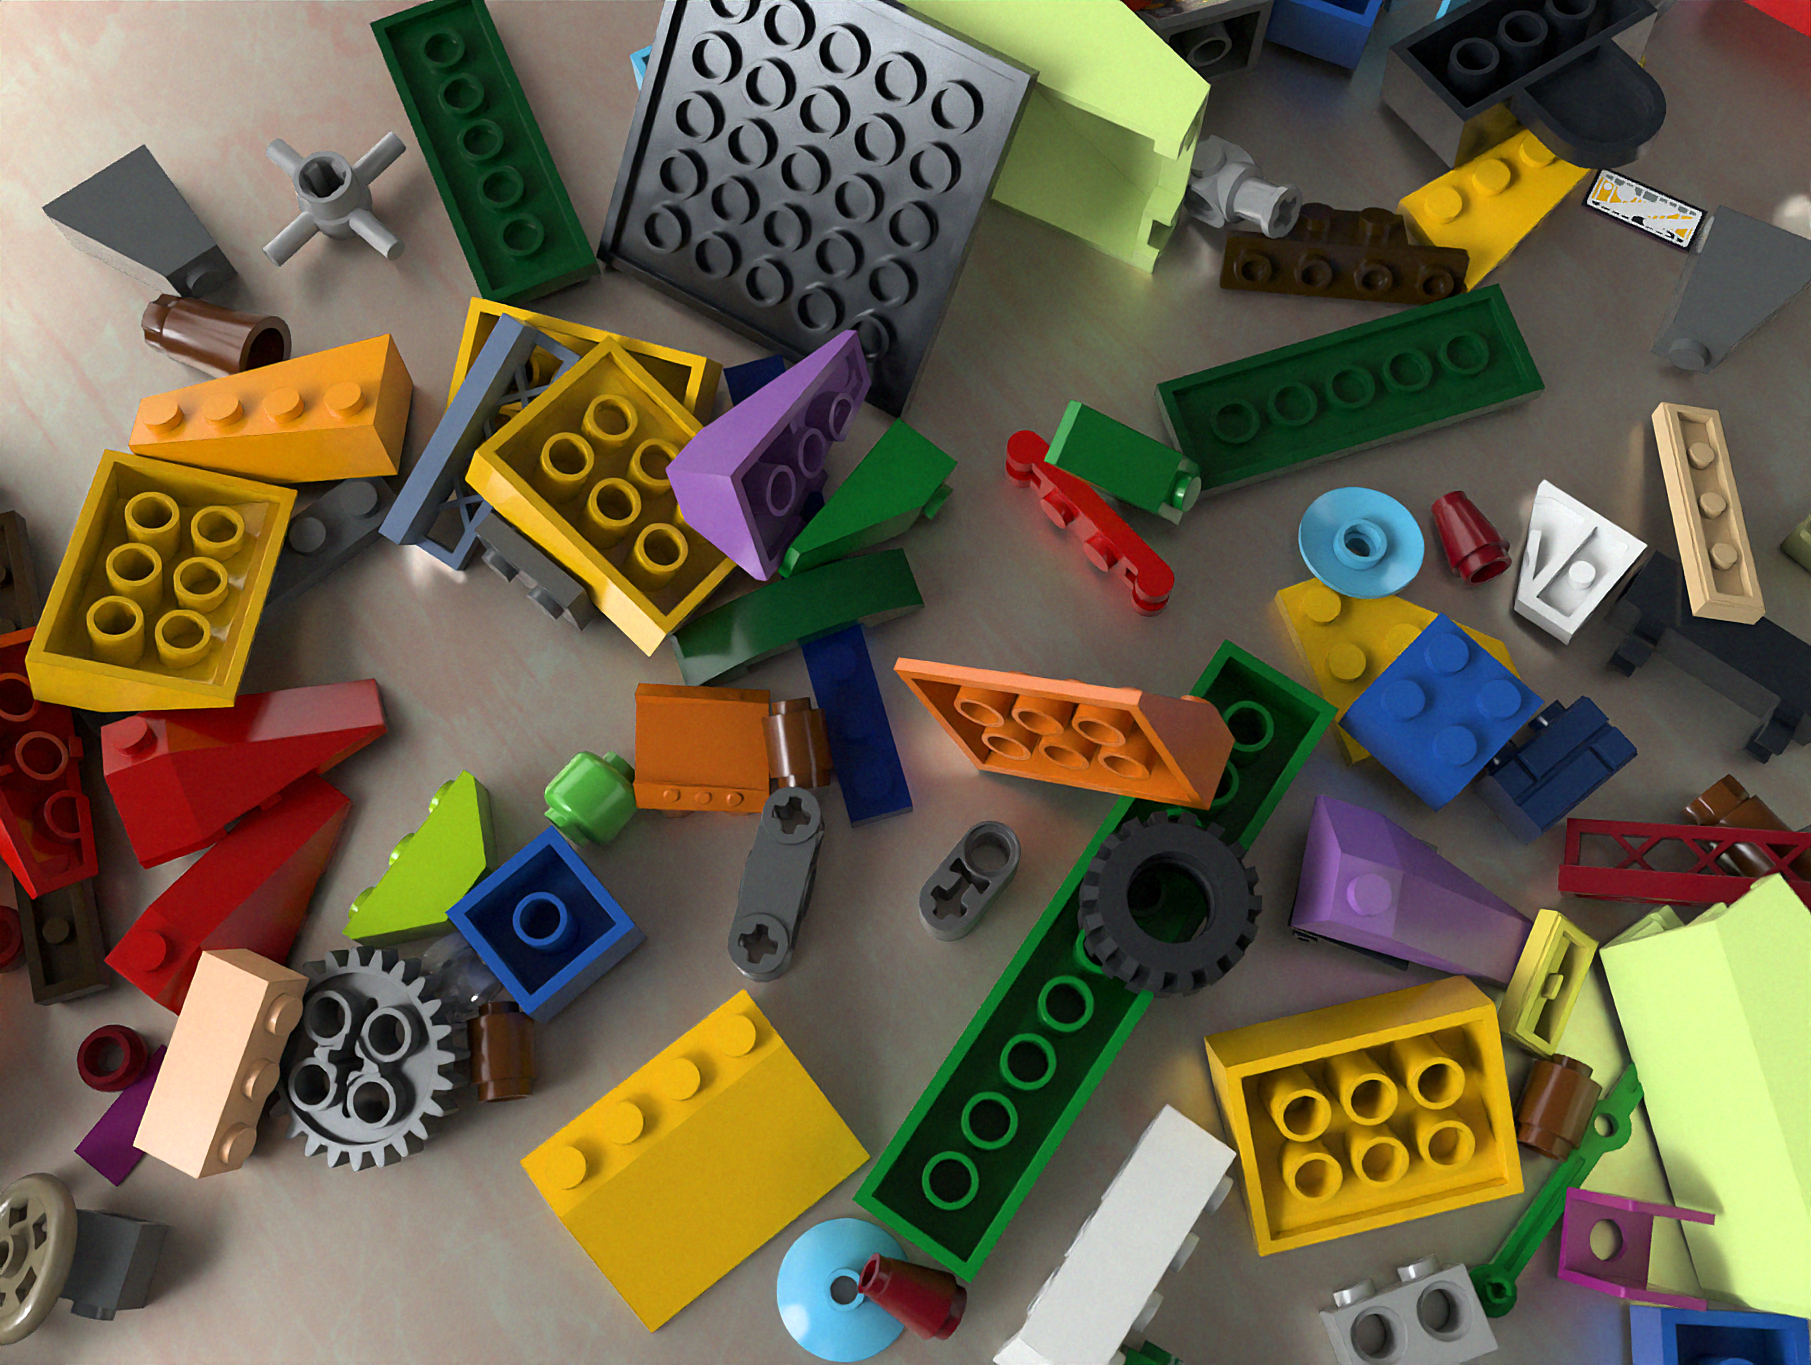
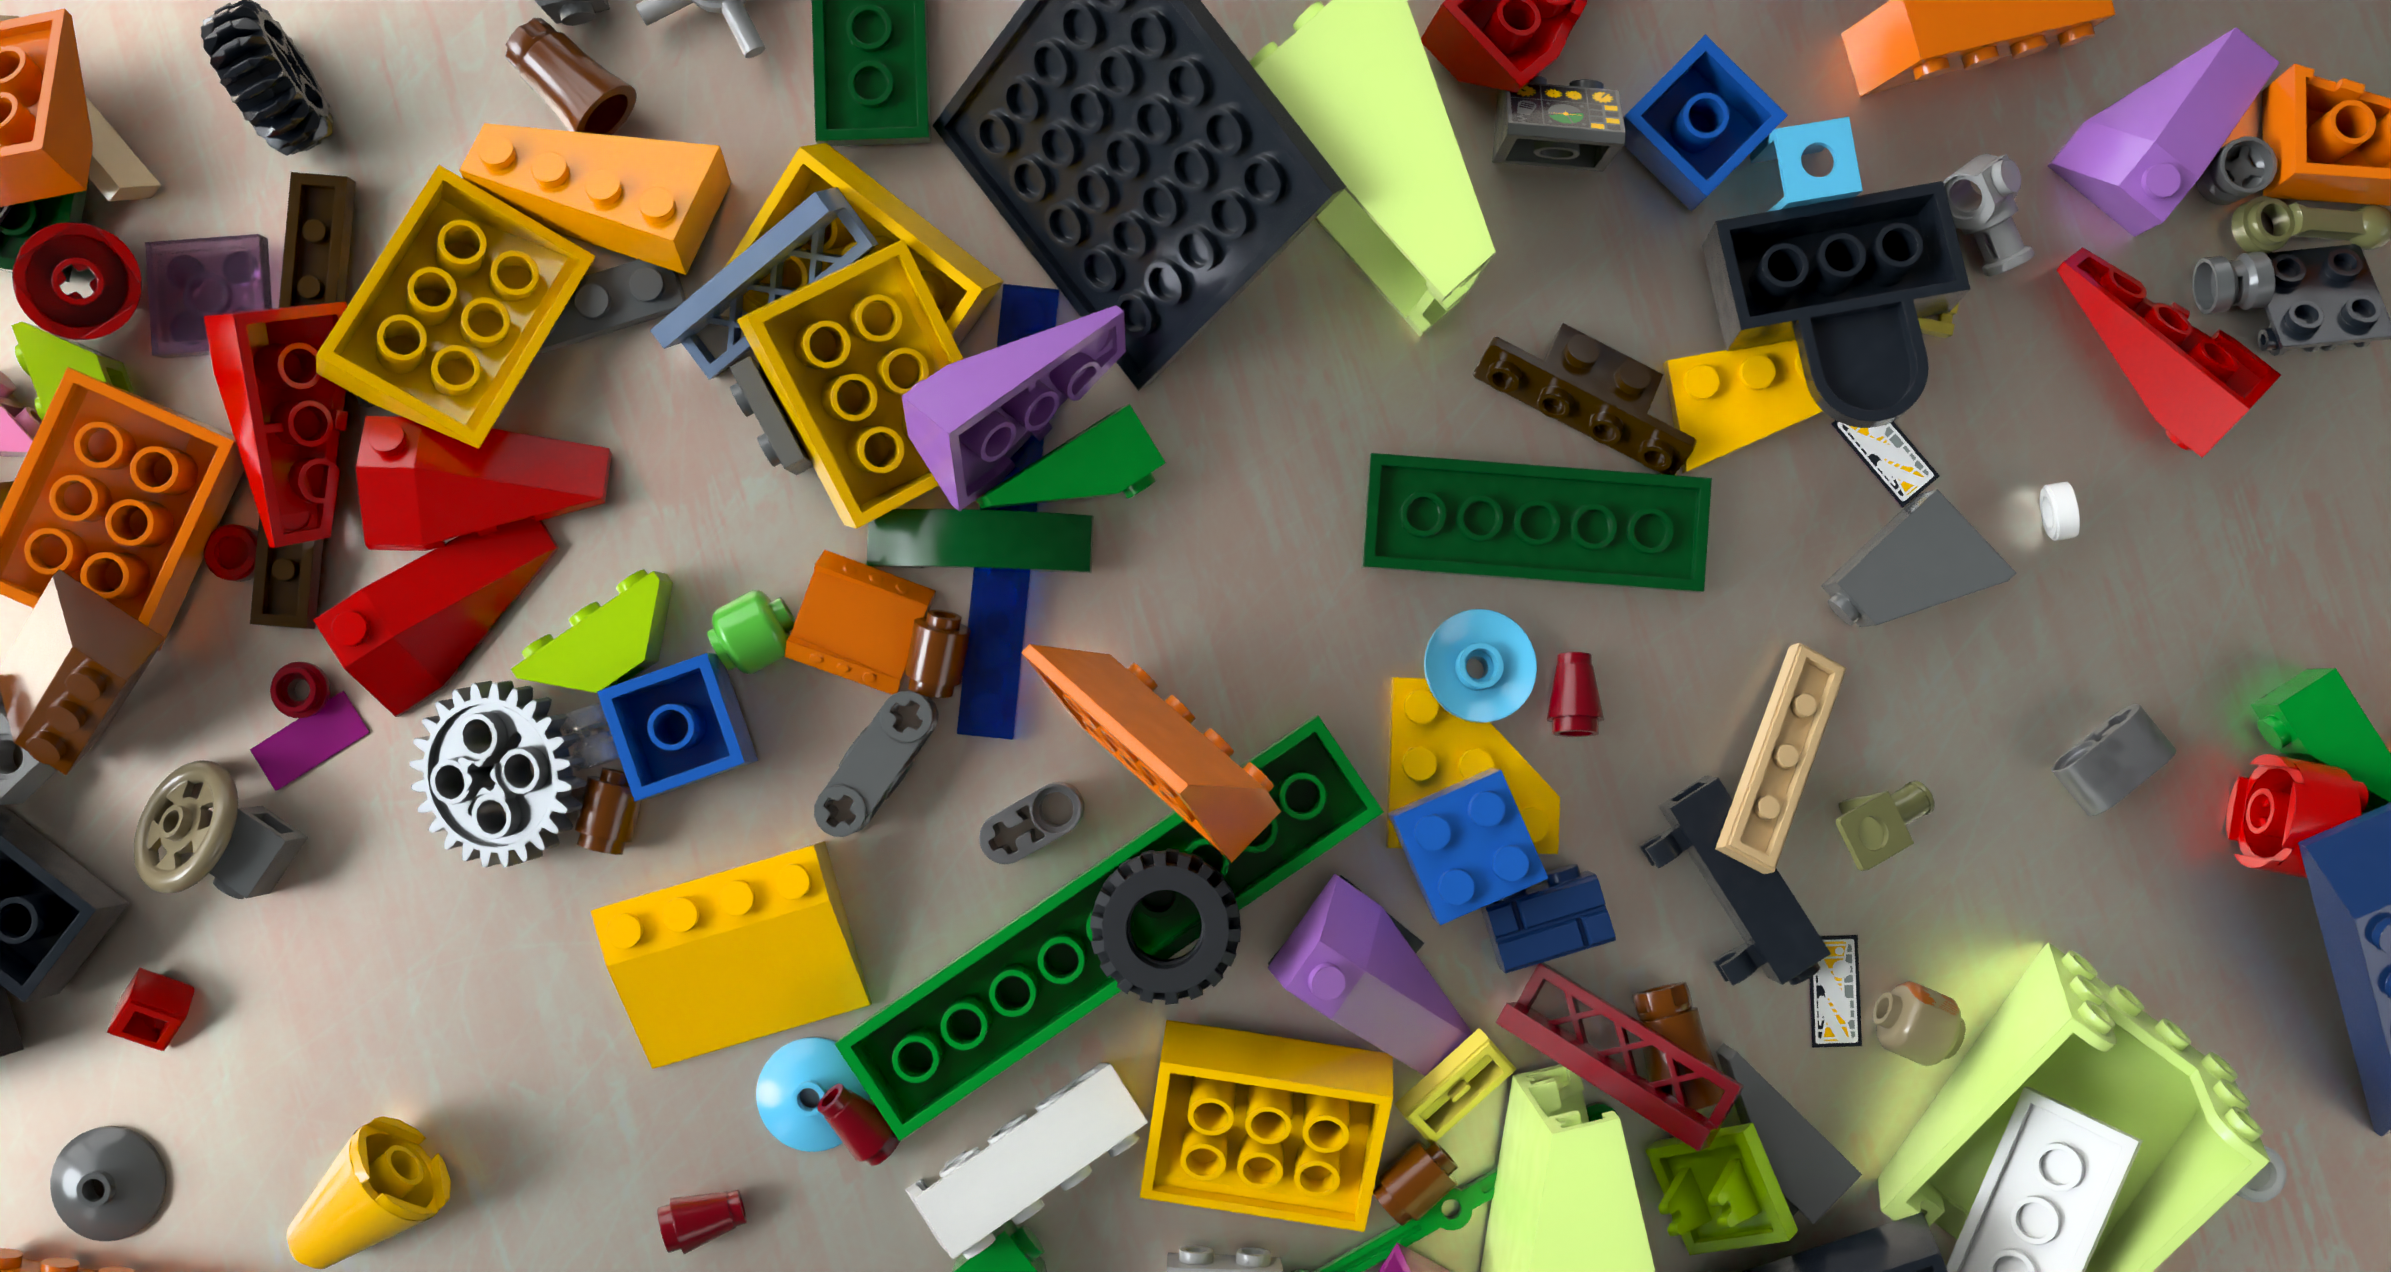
camera: 20 degrees right, 15 degrees up
(221, 1062) = (385, 736): light nougat brick -> none
(1105, 535) = (1251, 531): red plate -> none
(1124, 463) = (1301, 531): green slope -> none
(1232, 188) = (1518, 300): light grey connector -> none
(1570, 563) = (1649, 751): white wing -> none

